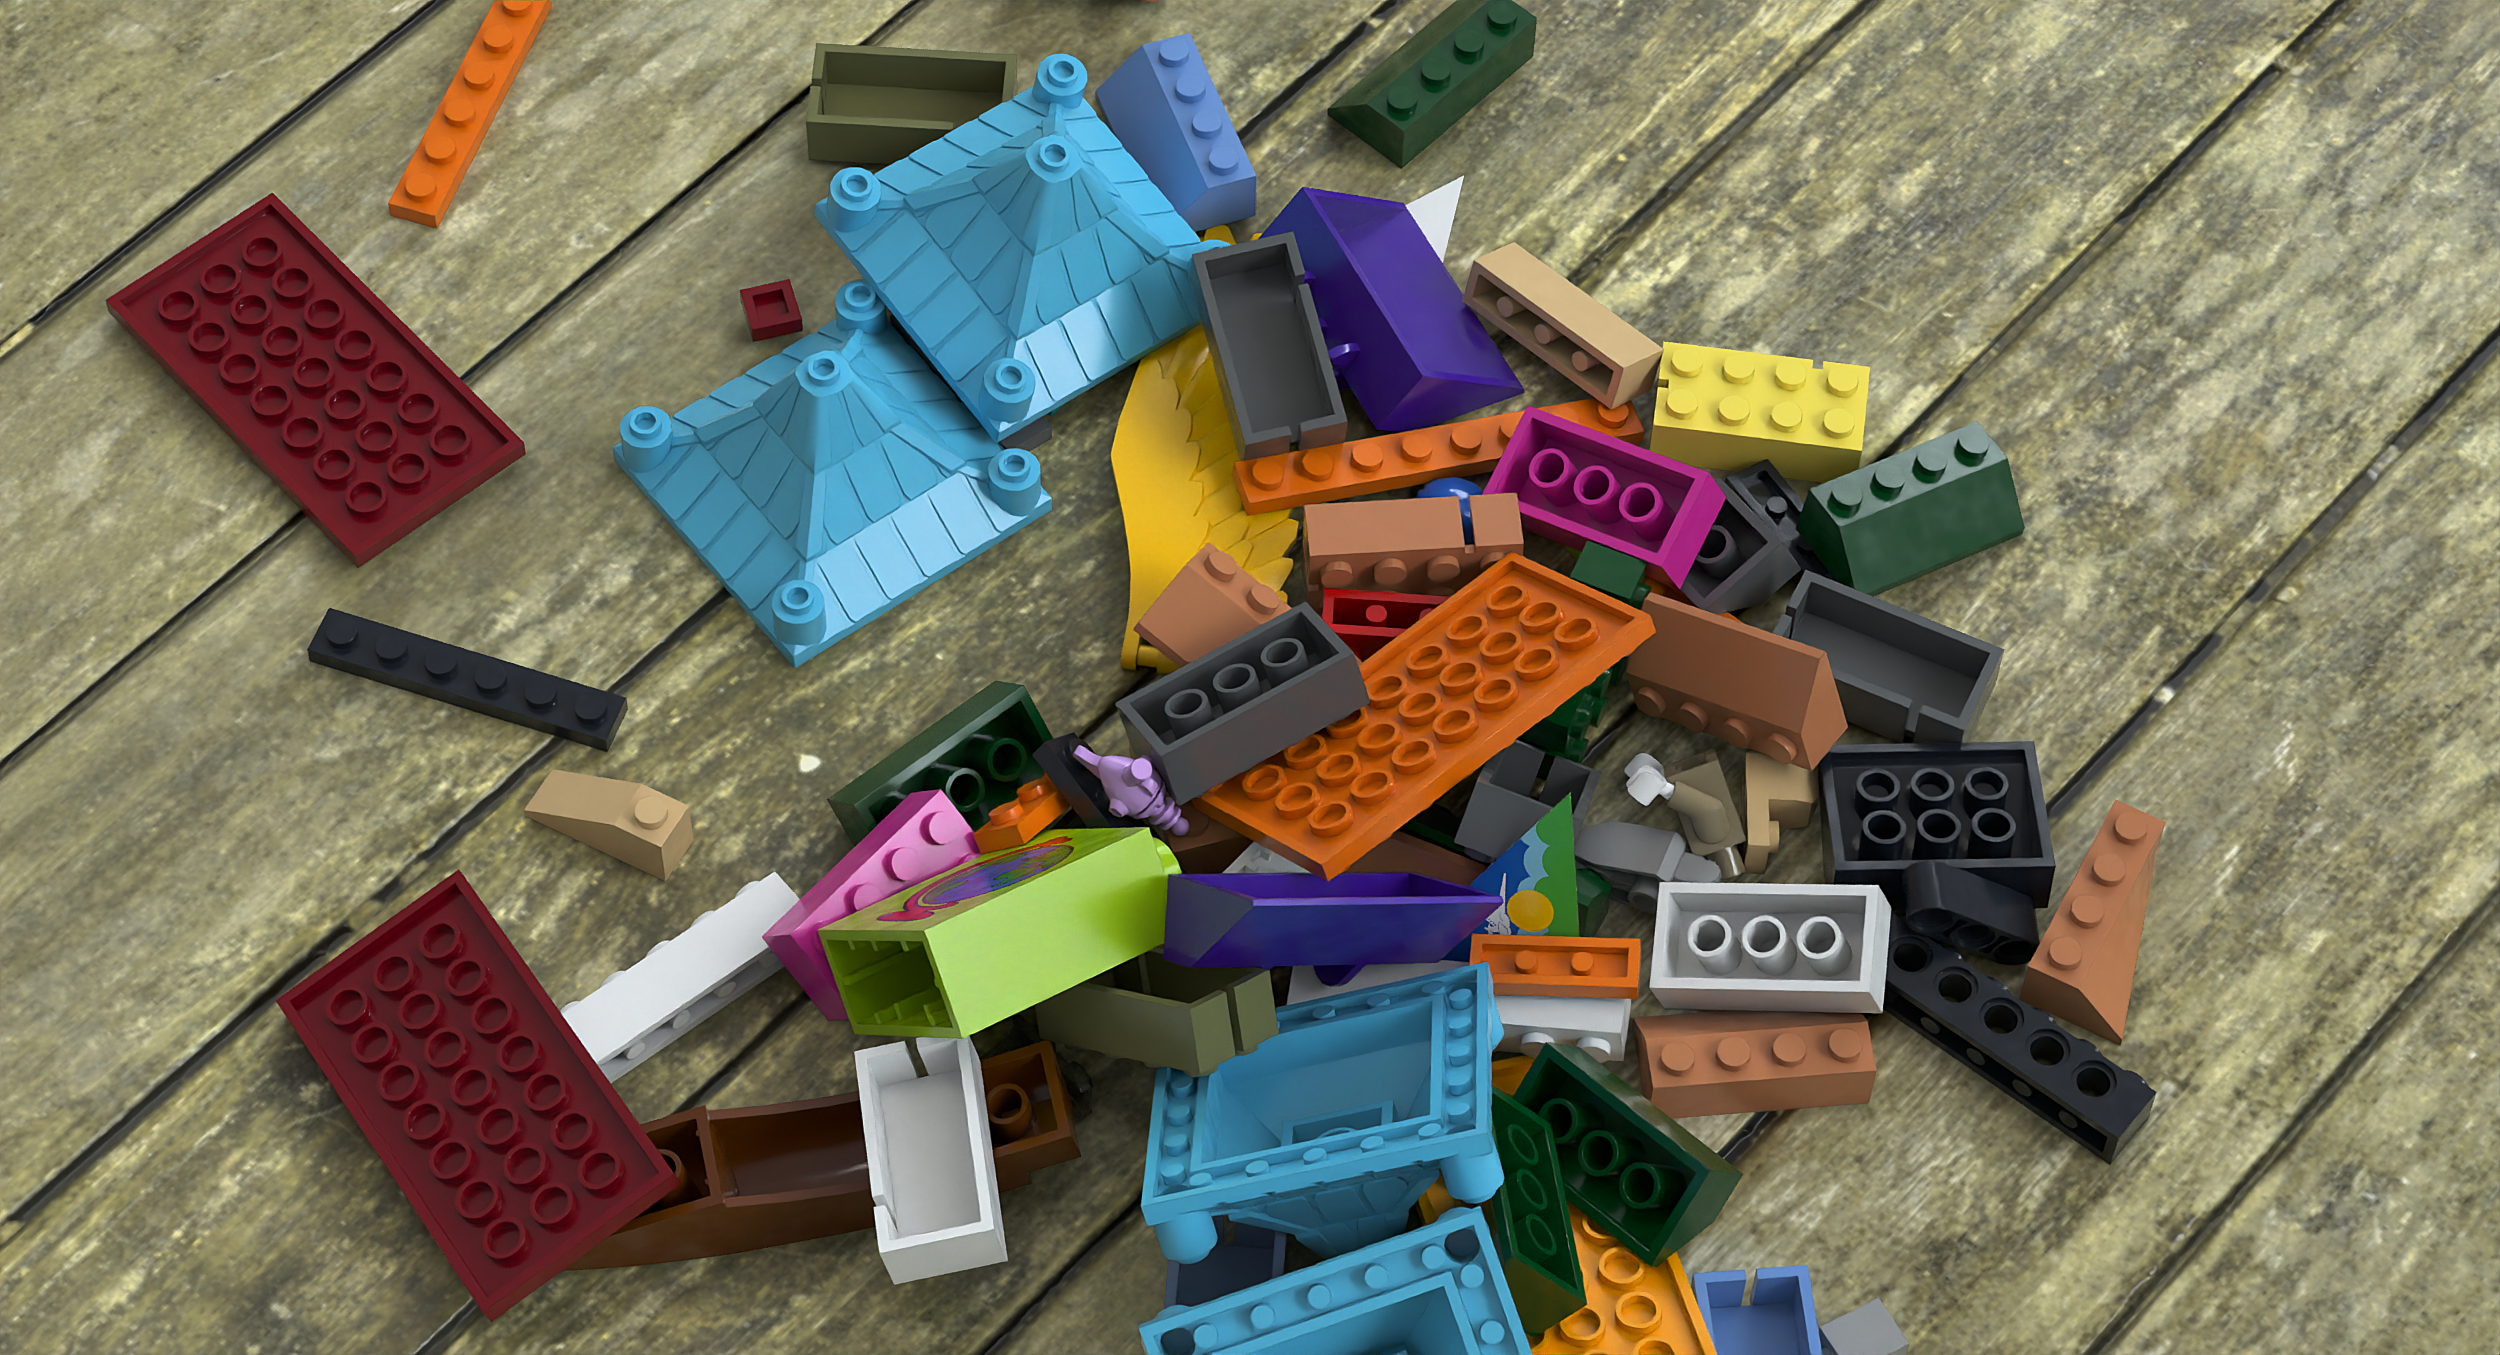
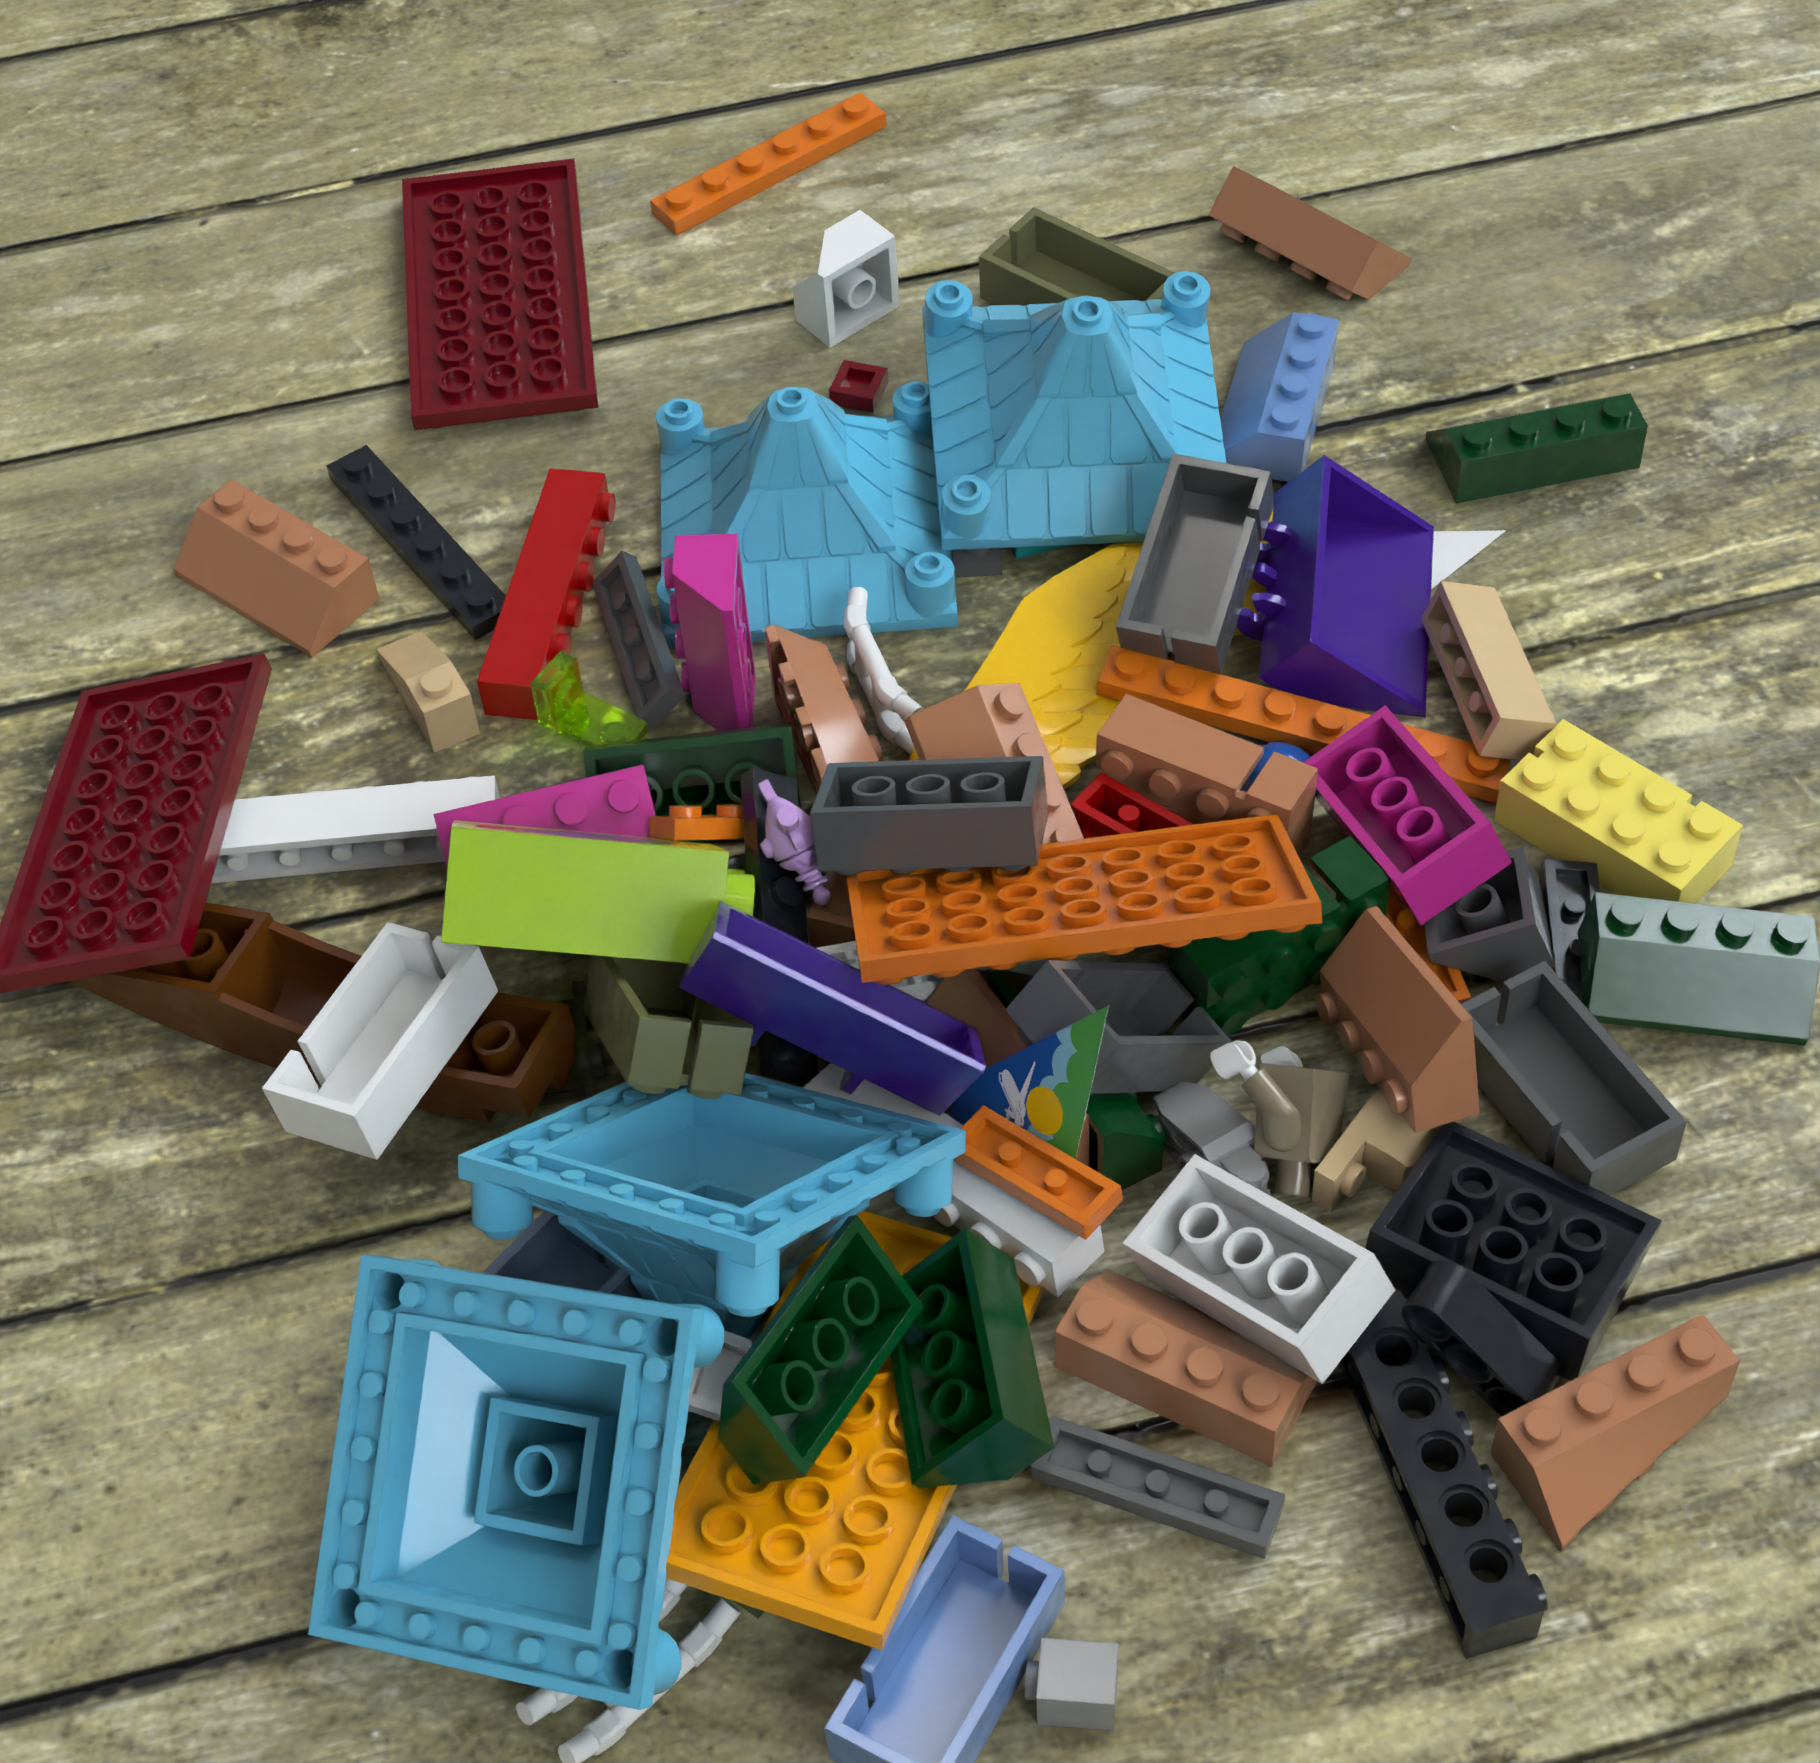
camera: 40 degrees right, 5 degrees down
(356, 781) = (275, 568): none -> nougat slope
(651, 669) = (546, 589): none -> red brick
(684, 203) = (852, 283): none -> white slope
(777, 671) = (638, 639): none -> dark grey plate
(792, 773) = (575, 714): none -> clear neon green bracket
(898, 633) = (713, 629): none -> dark pink slope
(988, 559) = (880, 687): none -> white piece
(990, 644) = (817, 703): none -> nougat wedge
(1822, 1163) = (1160, 1487): none -> dark grey plate

